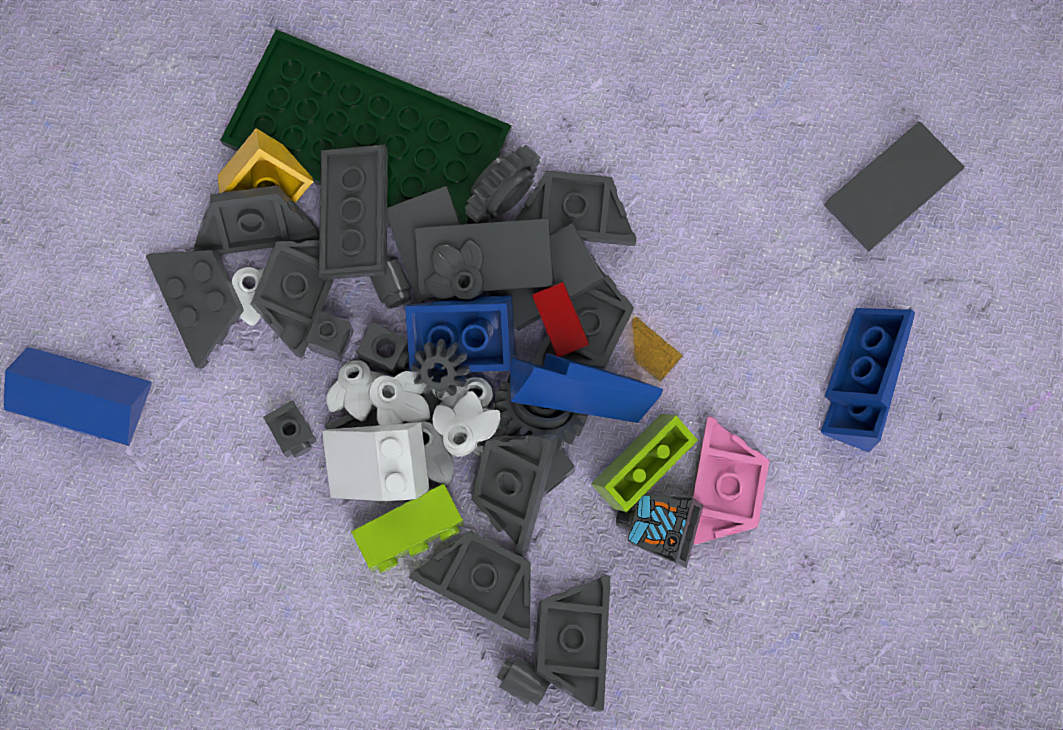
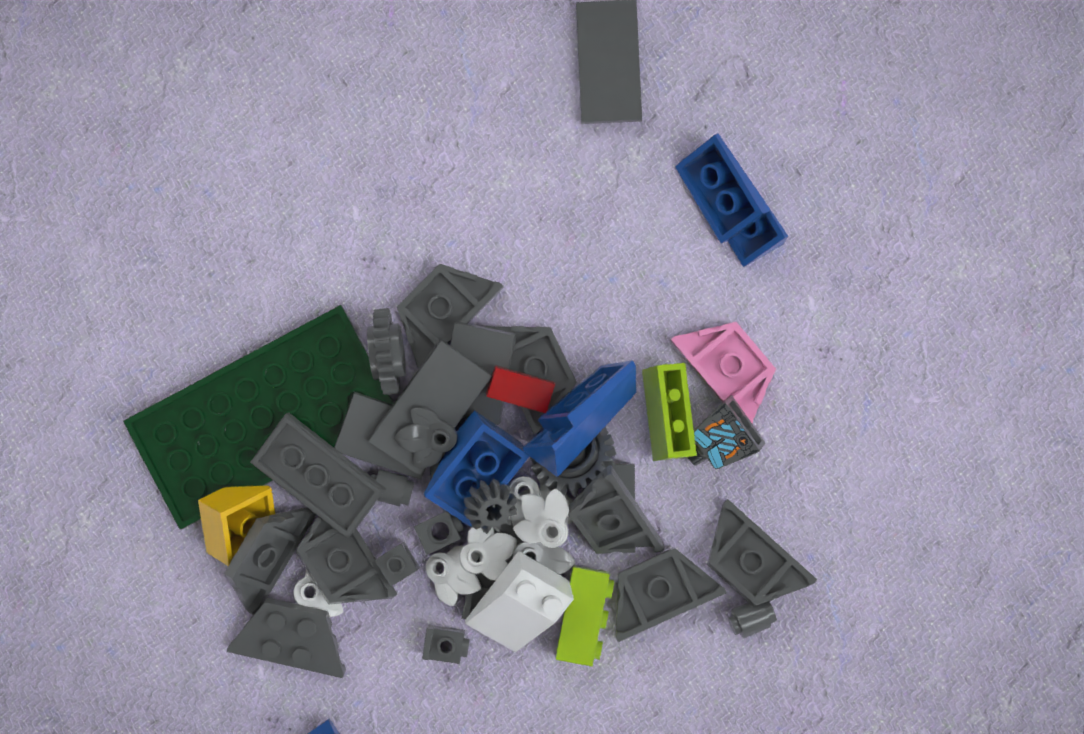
camera: 50 degrees left, 10 degrees up
(652, 351) = (591, 338): clear yellow tile -> none

